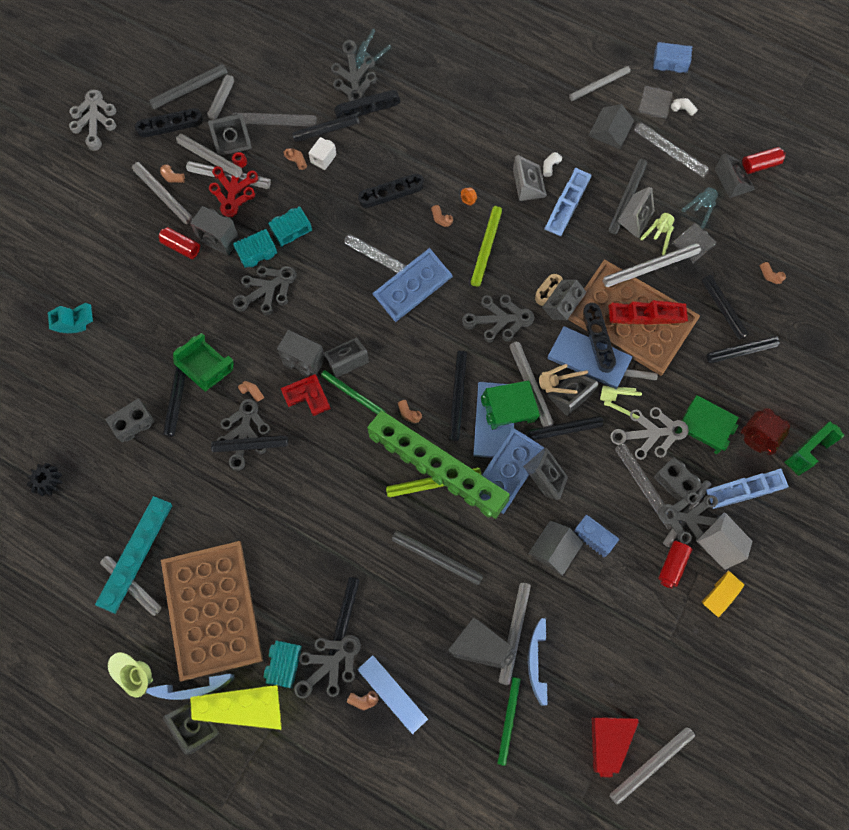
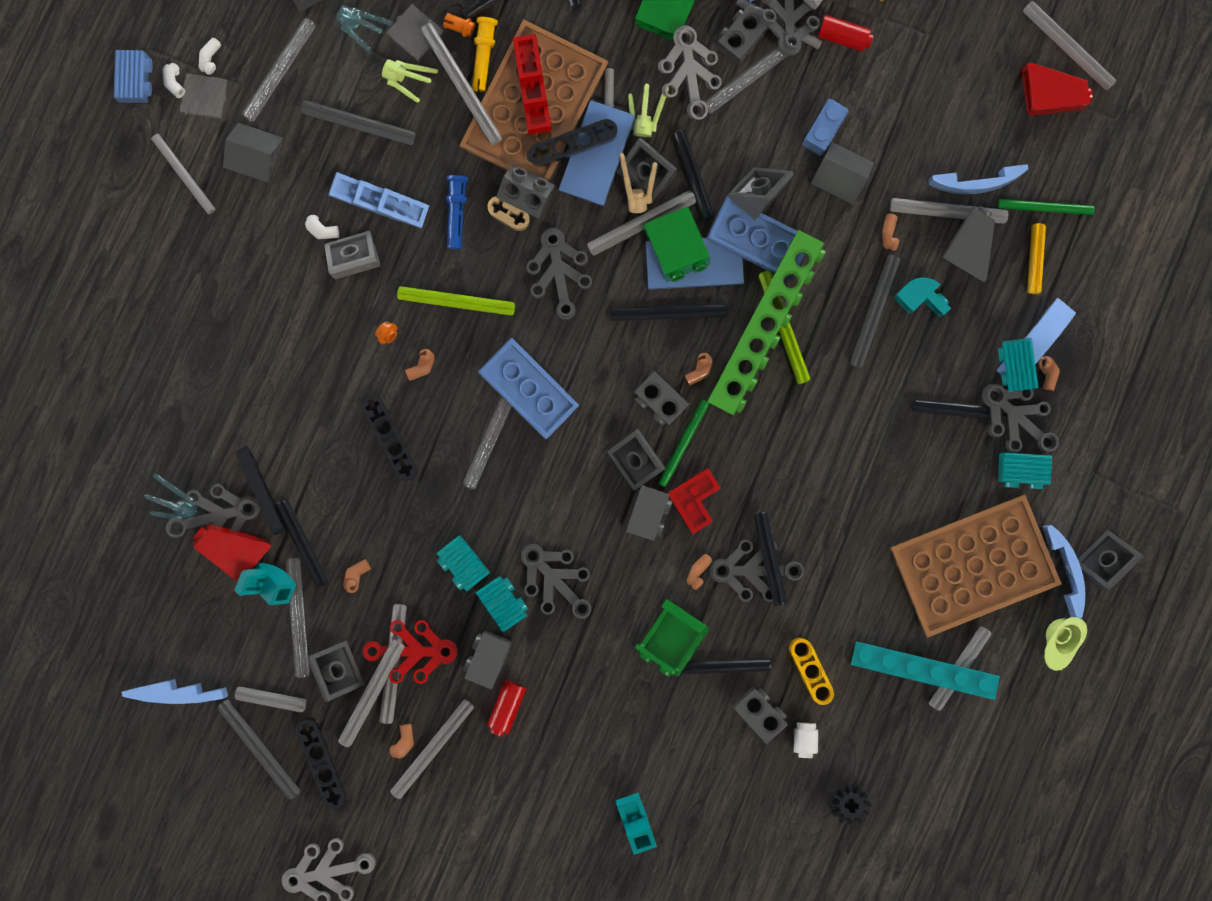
camera: 100 degrees left, 15 degrees up
(103, 452) = (806, 740): none -> white brick
(146, 461) = (816, 681): none -> yellow beam
(237, 38) = (168, 693): none -> light blue slope
(244, 707) = (1081, 506): neon yellow wedge -> none
(302, 100) = (267, 580): none -> teal brick
(322, 153) = (345, 538): white brick -> none
(328, 79) = (230, 548): none -> red slope
(372, 670) = (1019, 364): none -> teal brick
(393, 382) = (666, 394): none -> dark grey brick
(448, 597) = (921, 291): none -> teal brick
(464, 704) = (1036, 258): none -> yellow axle
(494, 577) = (887, 232): none -> nougat arm
(563, 253) = (456, 200): none -> blue pin
(638, 212) = (384, 108): light grey slope -> none
(673, 80) = (169, 73): none -> white arm
(683, 287) = (484, 43): none -> yellow pin
(697, 274) = (459, 25): none -> orange pin

